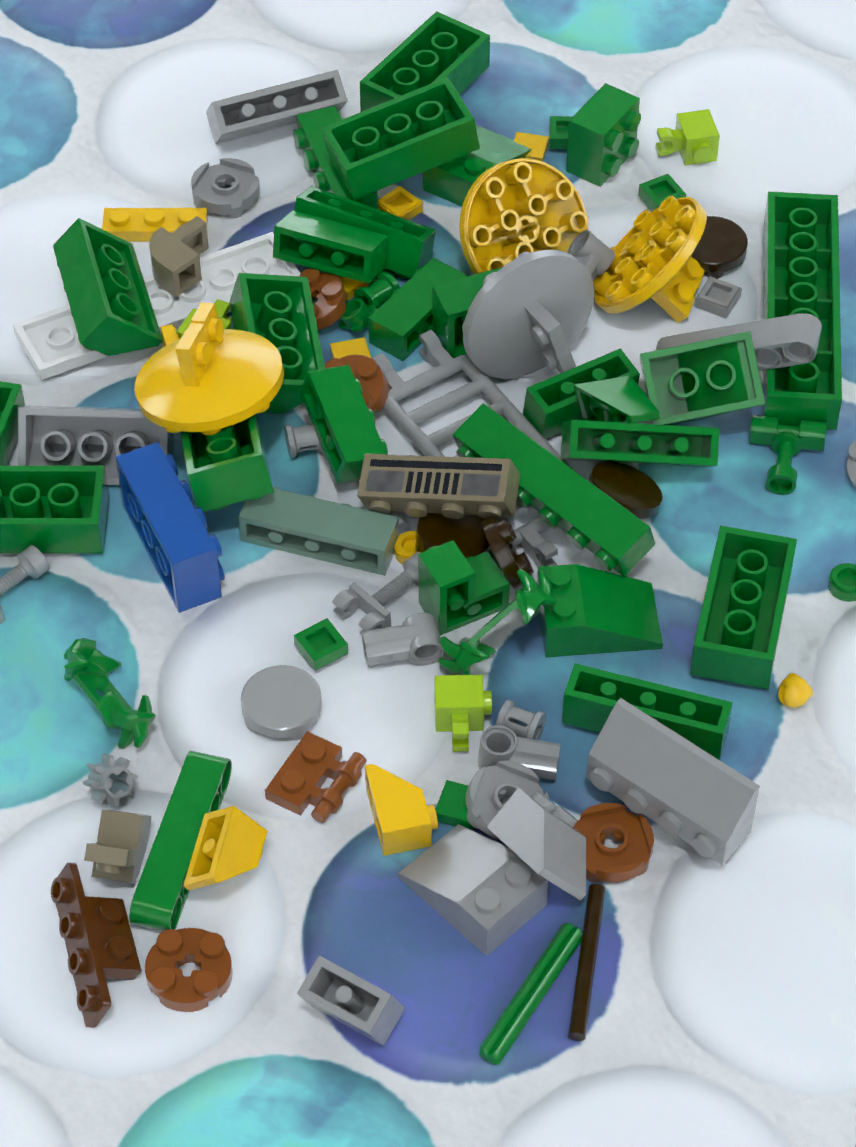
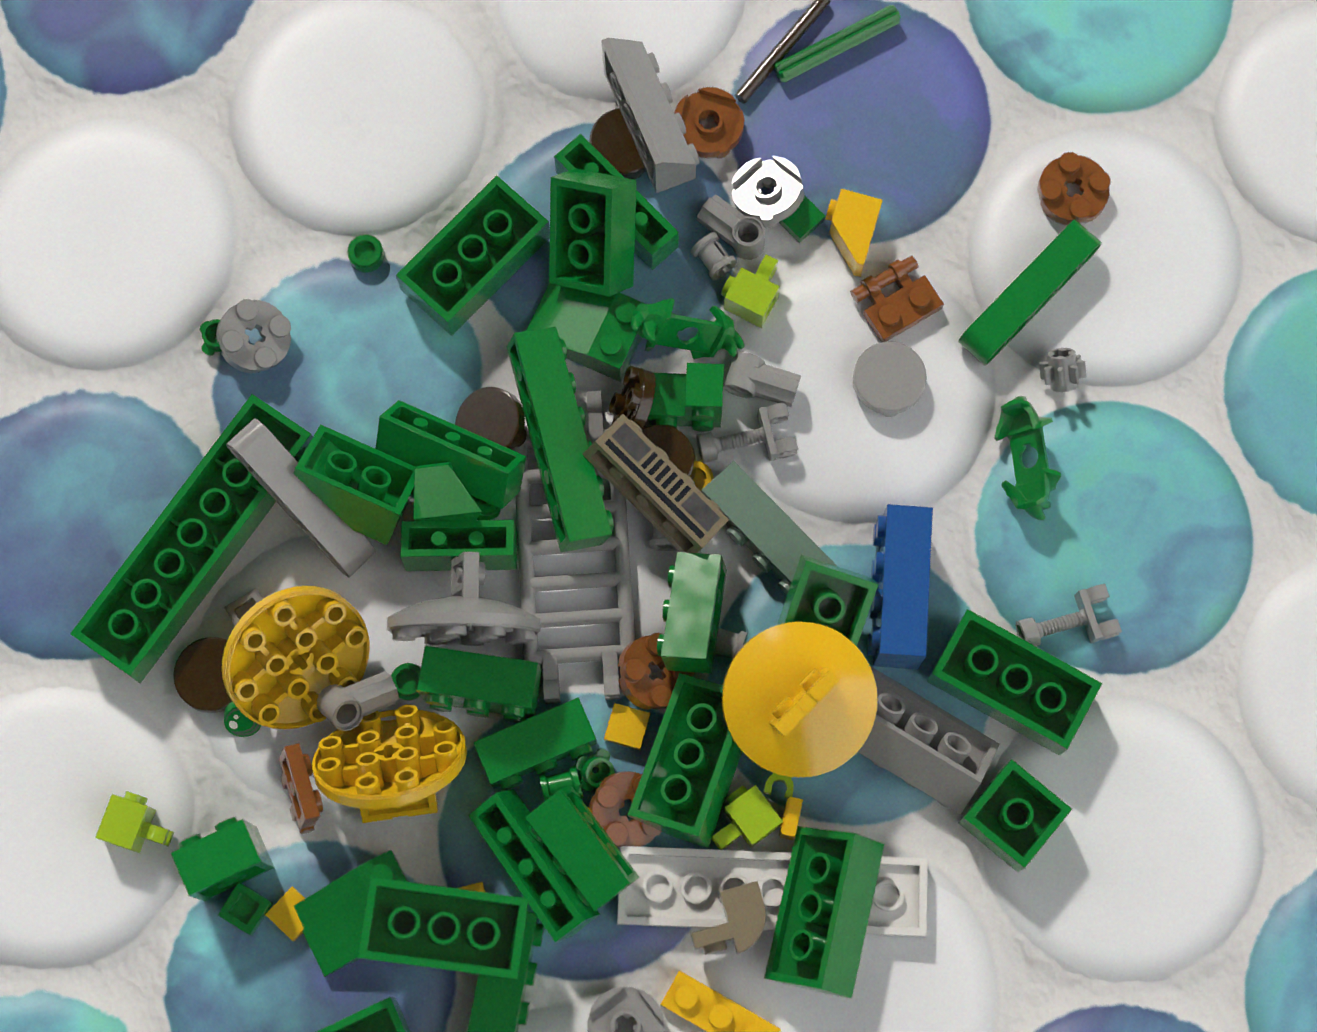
camera: 150 degrees left, 25 degrees up
(96, 942) = (1132, 241): reddish brown bracket -> none
(119, 846) = (1084, 302): dark tan brick -> none
(224, 848) = (1008, 250): yellow slope -> none
(321, 644) = (828, 416): green plate -> none
(351, 1000) = (975, 85): light grey brick -> none
(477, 886) = (830, 139): light grey slope -> none
(544, 839) = (773, 118): light grey slope -> none
(595, 199) = (295, 777): none -> dark orange plate
(644, 647) = (592, 231): none -> green brick
(658, 189) = (212, 767): green plate -> none
(786, 442) = (312, 412): green bar -> none
(794, 691) = (482, 173): yellow hinge -> none

